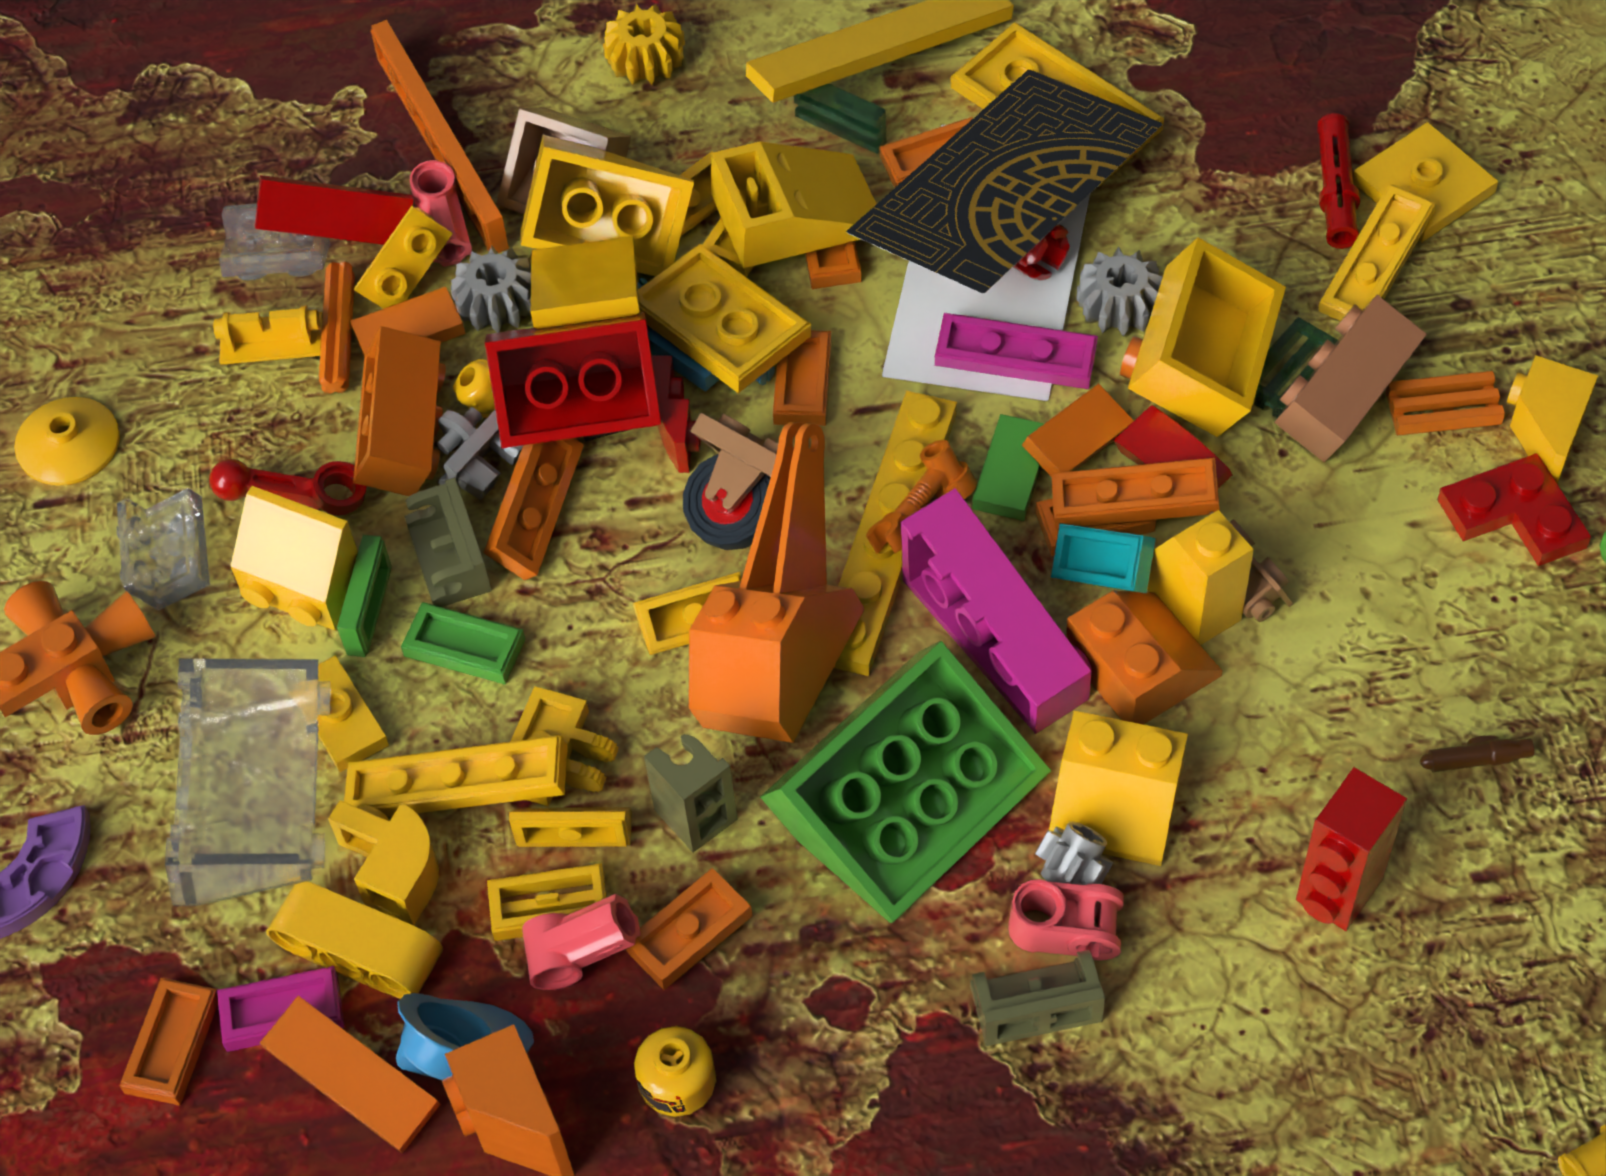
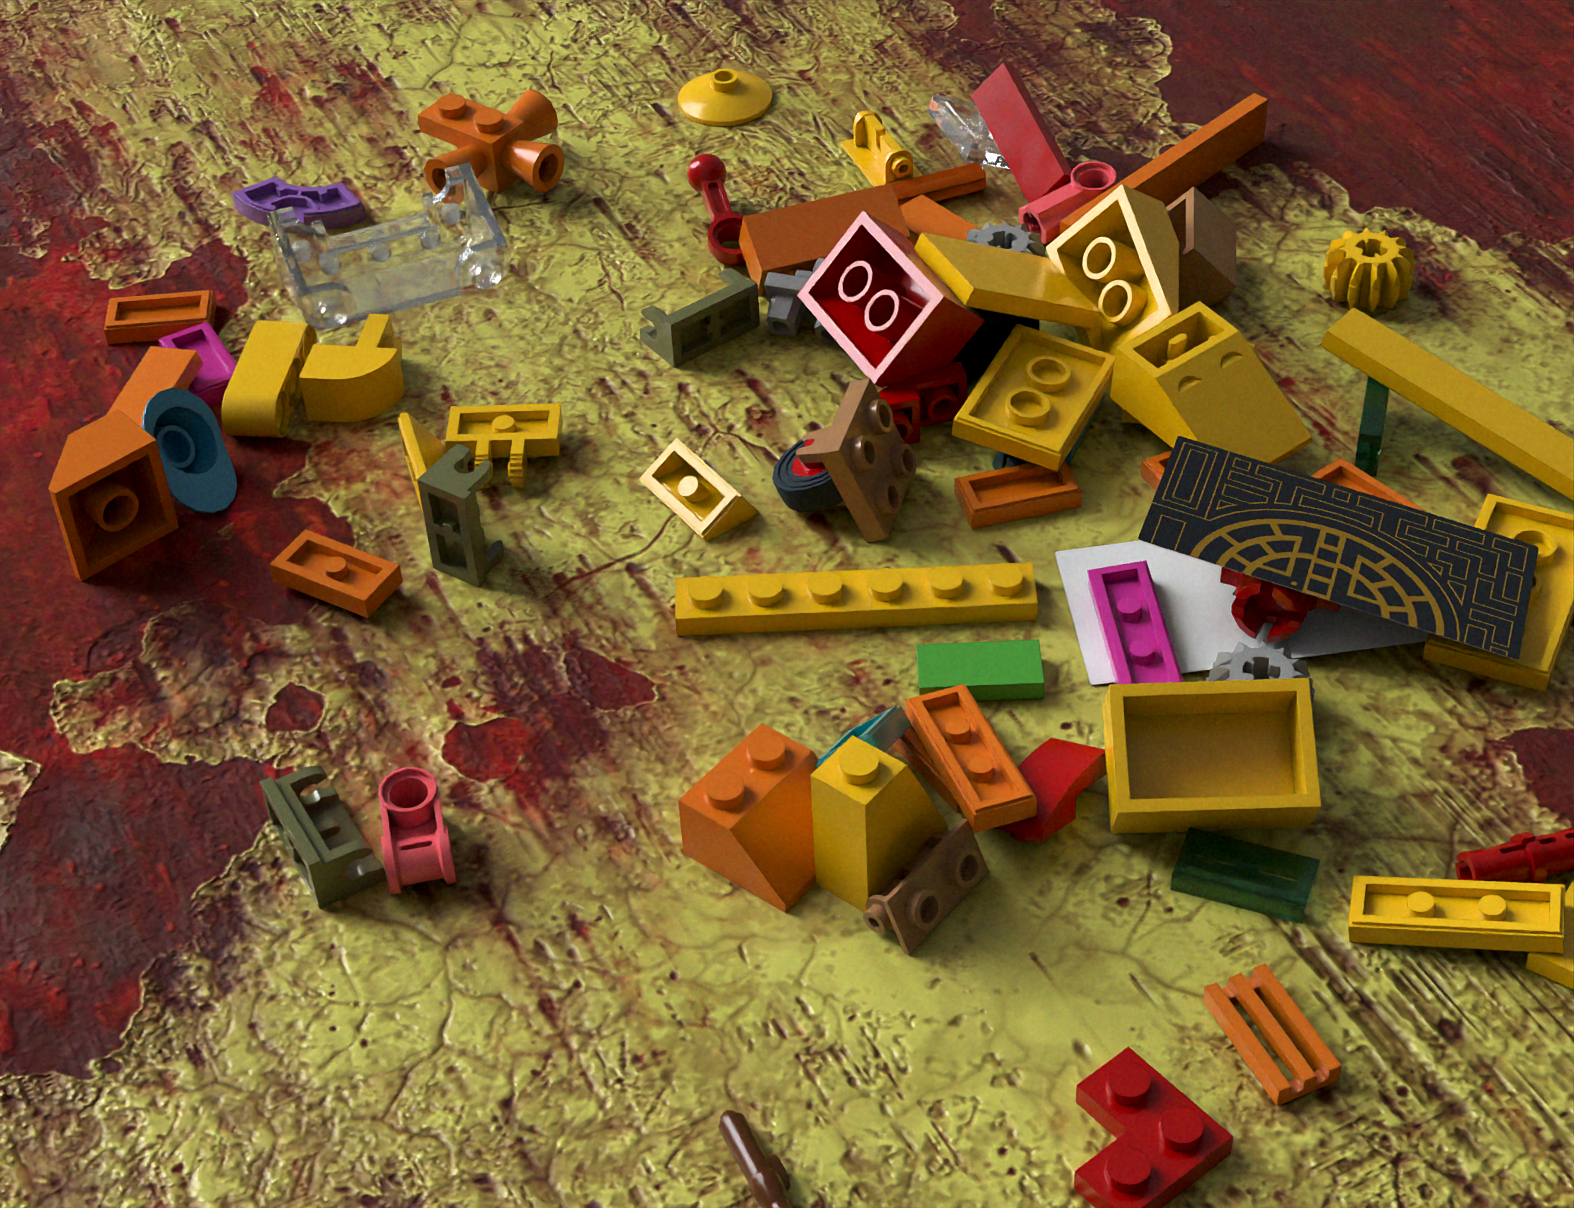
camera: 70 degrees right, 15 degrees down
(163, 548) = (622, 159): clear bracket -> none
(293, 558) = (631, 231): yellow slope -> none
(350, 729) = (502, 311): yellow plate -> none
(364, 596) = (622, 283): bright green tile -> none
(403, 259) = (997, 189): yellow hinge -> none
(460, 776) = (446, 385): yellow tile -> none
(463, 643) = (605, 362): bright green tile -> none
(532, 505) = (766, 351): orange plate -> none
(539, 882) = (358, 509): yellow tile -> none
(564, 944) = (294, 497): coral piece -> none
(675, 1071) = (174, 594): yellow head -> none
(778, 632) = (688, 518): orange slope -> none
(907, 782) = (544, 674): bright green slope -> none
(942, 475) = (927, 604): orange brick -> none
(992, 612) = (769, 672): dark pink wedge -> none
(1074, 855) = (486, 819): light grey gear -> none
(1077, 432) = (1039, 701): orange tile -> none
(1120, 784) = (589, 839): yellow slope -> none
(1348, 376) = (1239, 912): nougat brick -> none
(1349, 849) = (523, 1008): red brick -> none
(1550, 410) = (1294, 1138): yellow slope -> none

